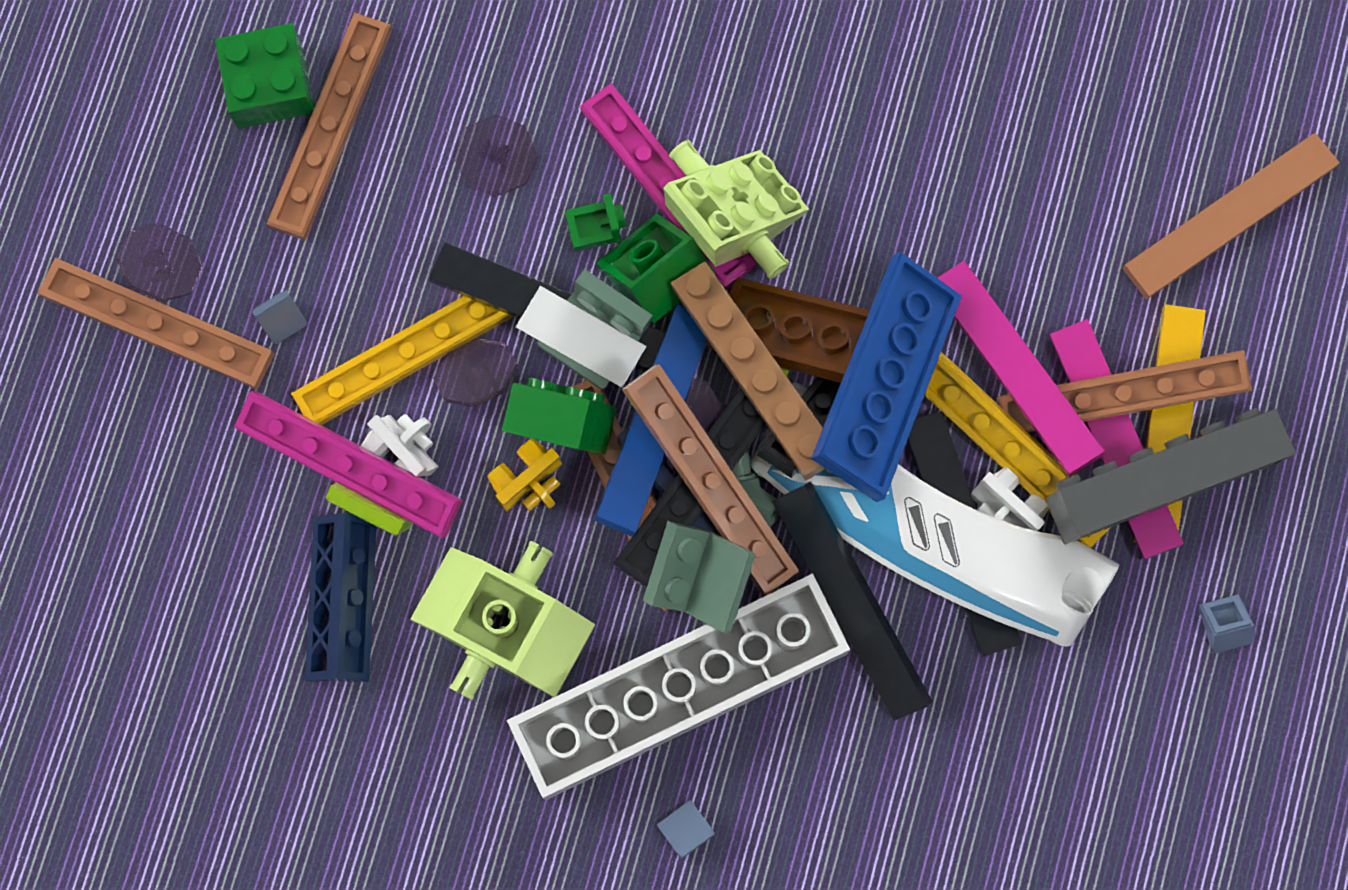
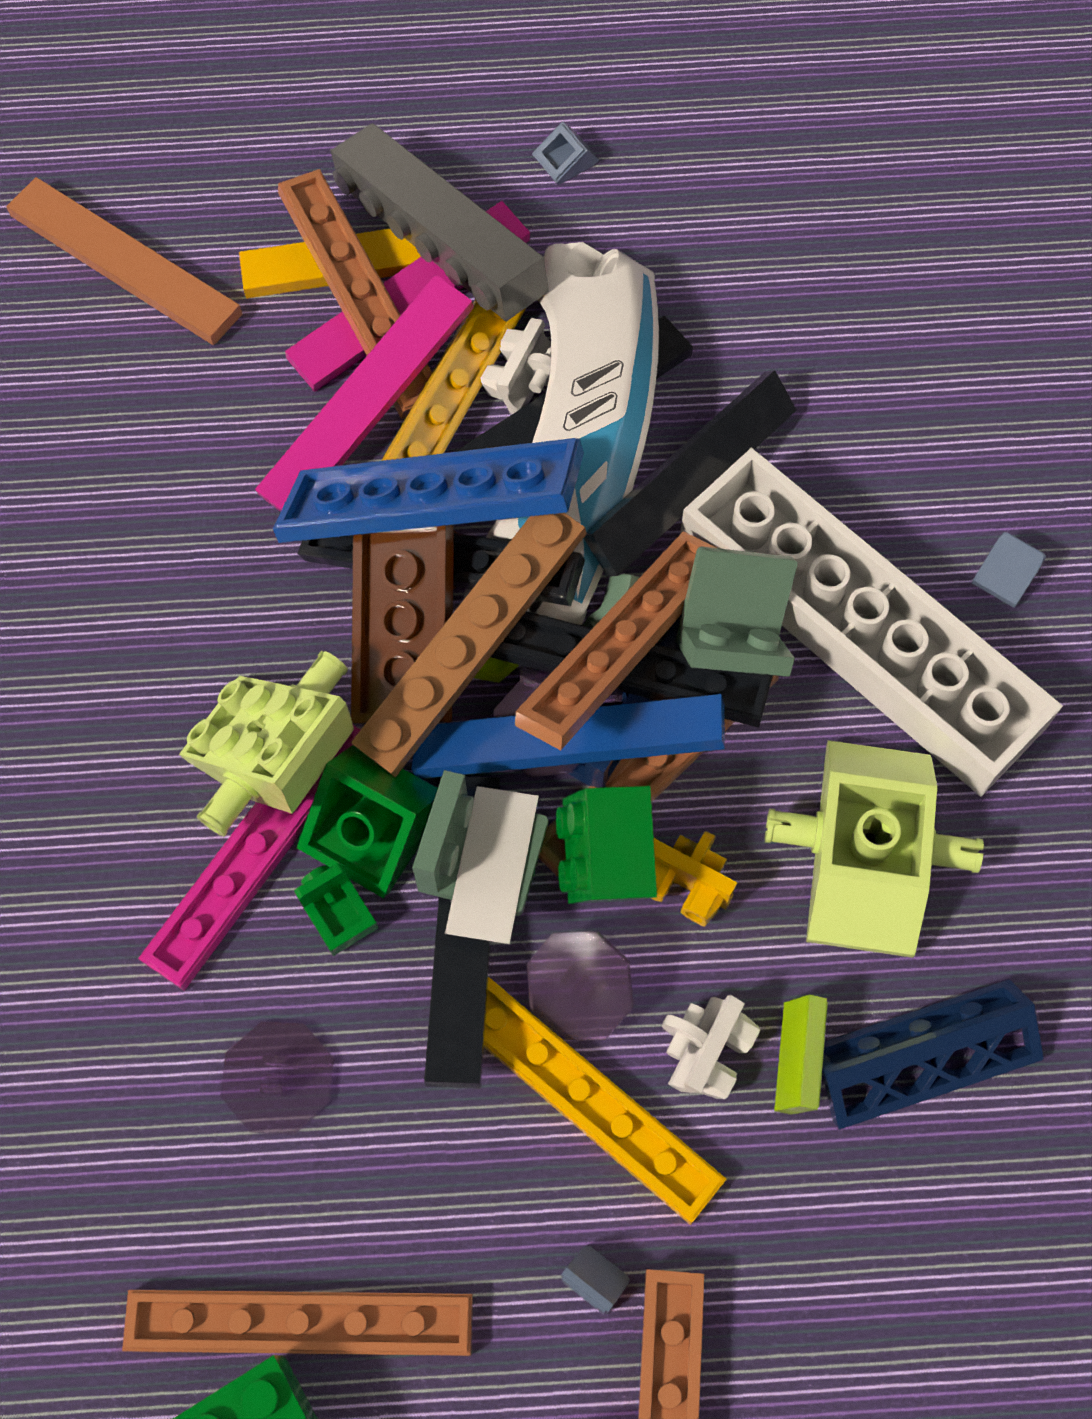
camera: 110 degrees left, 10 degrees down
(348, 464) = (757, 1110): dark pink tile -> none

